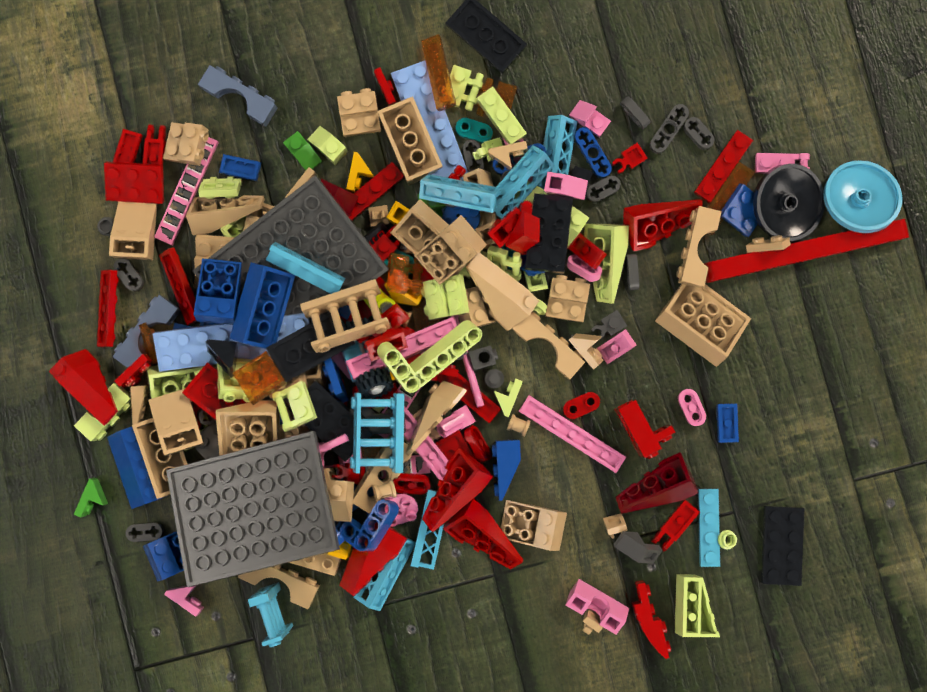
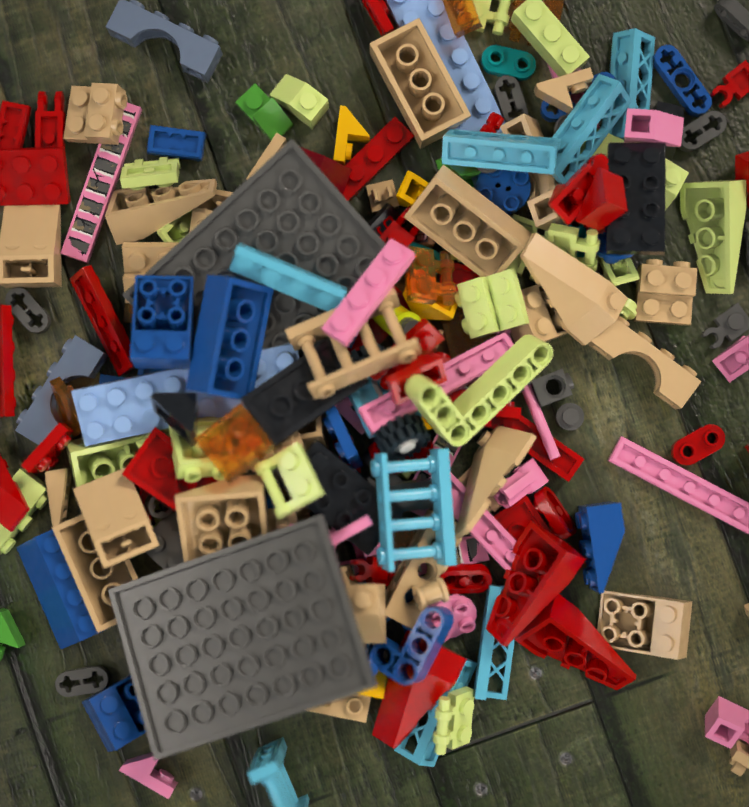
camera: 10 degrees left, 0 degrees up
(301, 589) = (318, 745): tan arch -> none
(358, 283) = (368, 292): none -> bright pink plate
(359, 112) = (341, 50): tan plate -> none
(395, 579) = (454, 720): none -> yellowish green plate
(450, 250) = (497, 233): tan slope -> none
(483, 151) = (526, 90): yellowish green plate -> none
(507, 402) = (593, 448): yellowish green slope -> none
(518, 425) = (611, 481): tan bush -> none
(581, 268) = (688, 246): bright pink plate -> none
(583, 344) = (696, 355): tan slope -> none
(587, 251) = (690, 221): red plate -> none
(589, 118) = (670, 29): bright pink slope -> none

